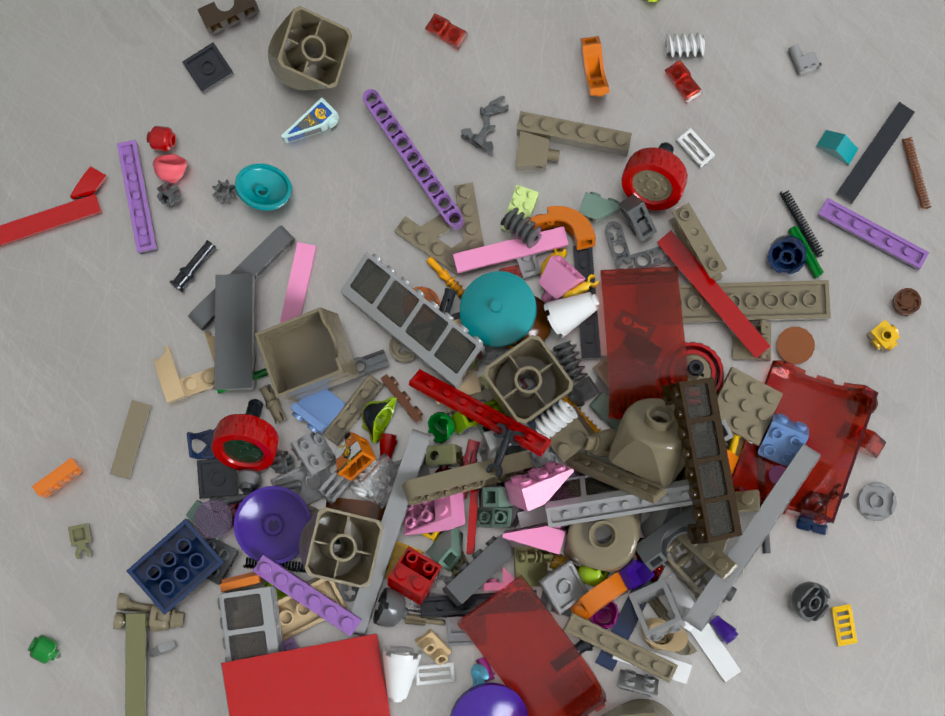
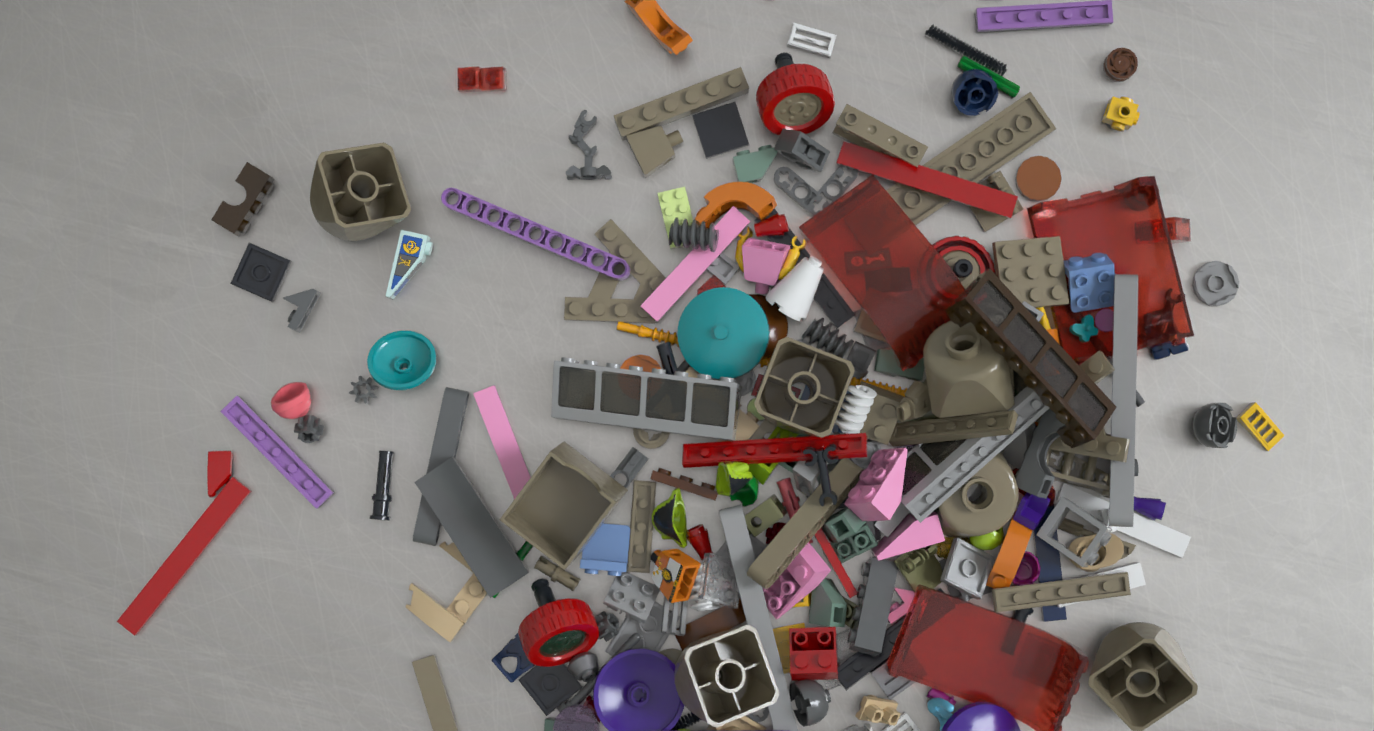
camera: 40 degrees left, 5 degrees up
(161, 138) = (263, 376): red head -> none
(223, 106) = (305, 302): none -> dark grey slope
(415, 619) = (841, 694): dark tan axle -> none
(438, 412) = (732, 477): none -> lime hat
(582, 257) = (772, 226): none -> red cone
(590, 169) = (720, 130): none -> black tile
(642, 684) = (1100, 614): light grey hinge -> none
(758, 472) = (1084, 329): none -> teal piece

